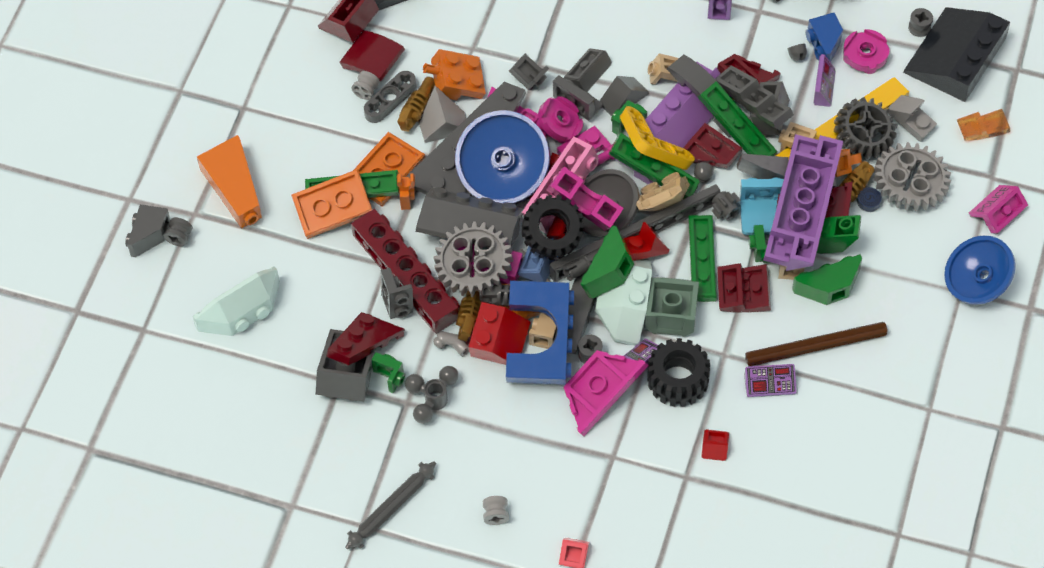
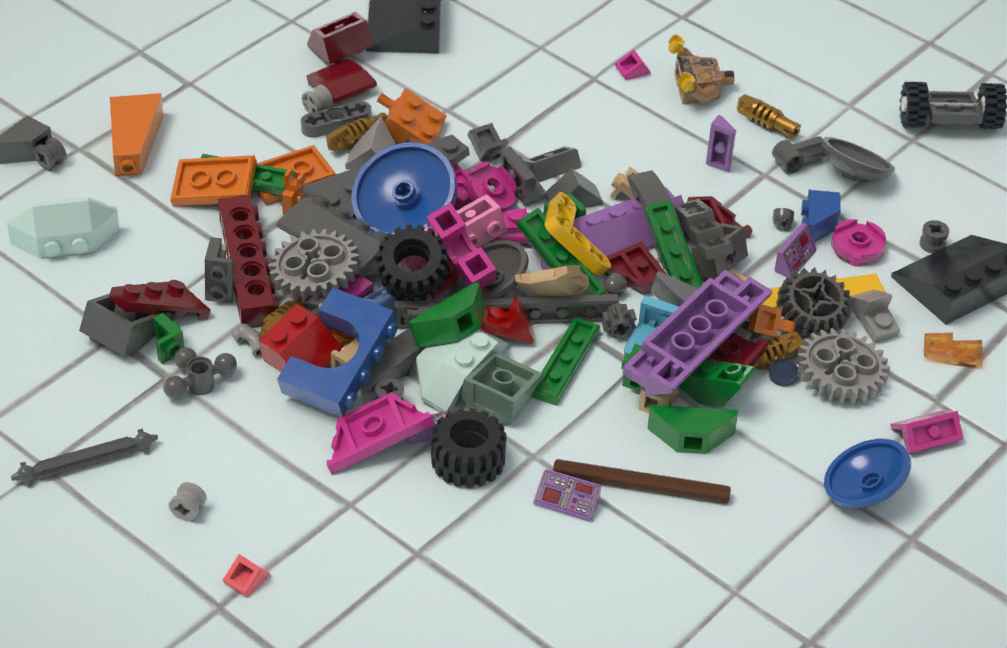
camera: 20 degrees right, 15 degrees down
(715, 445) = (468, 534): red slope -> none
(744, 288) = (593, 403): dark red slope -> none

